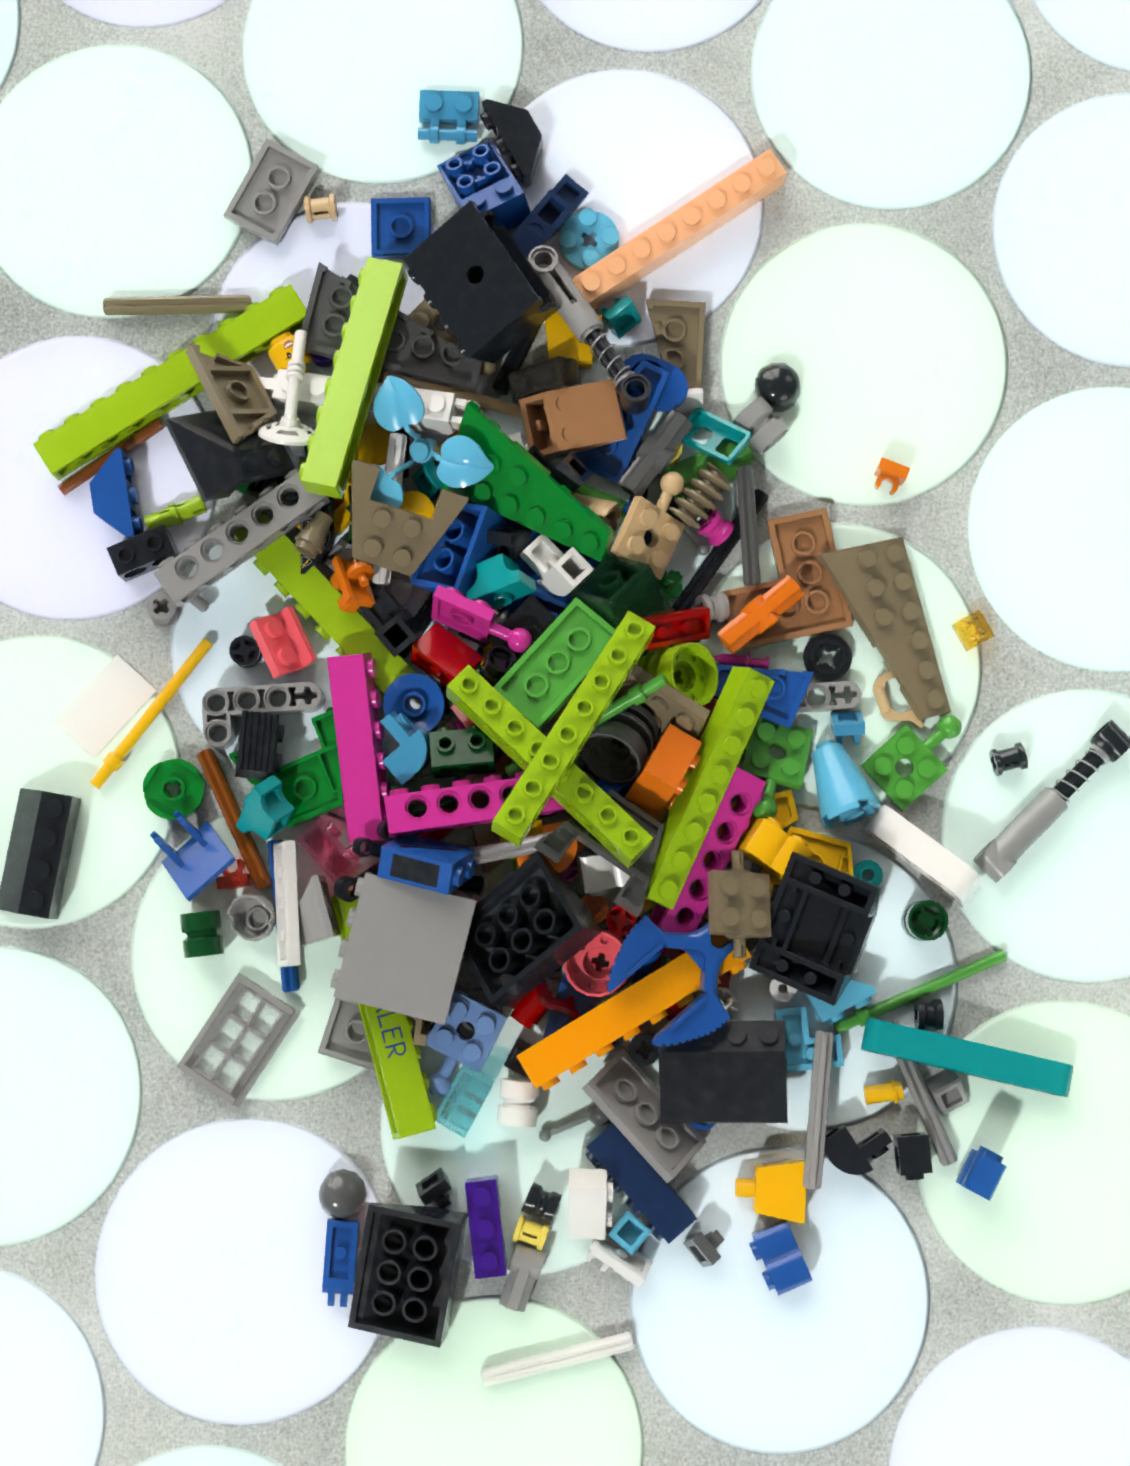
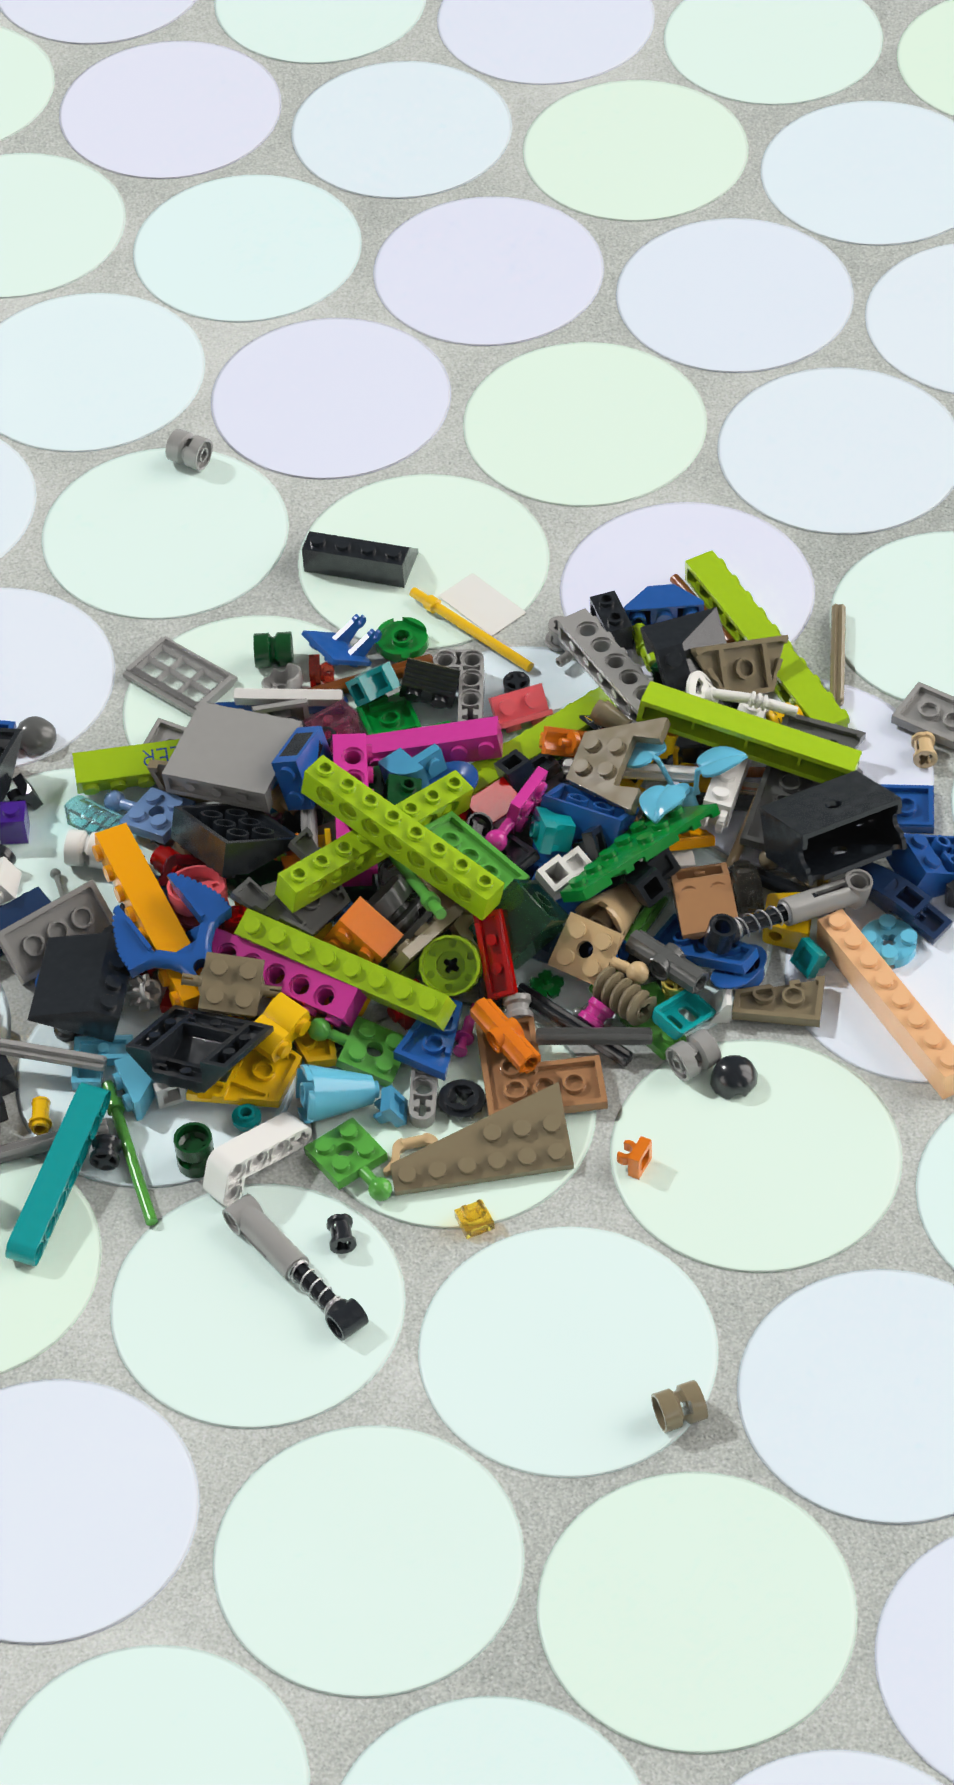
camera: 95 degrees right, 35 degrees down
(947, 1091) = (27, 1167): light grey slope -> none

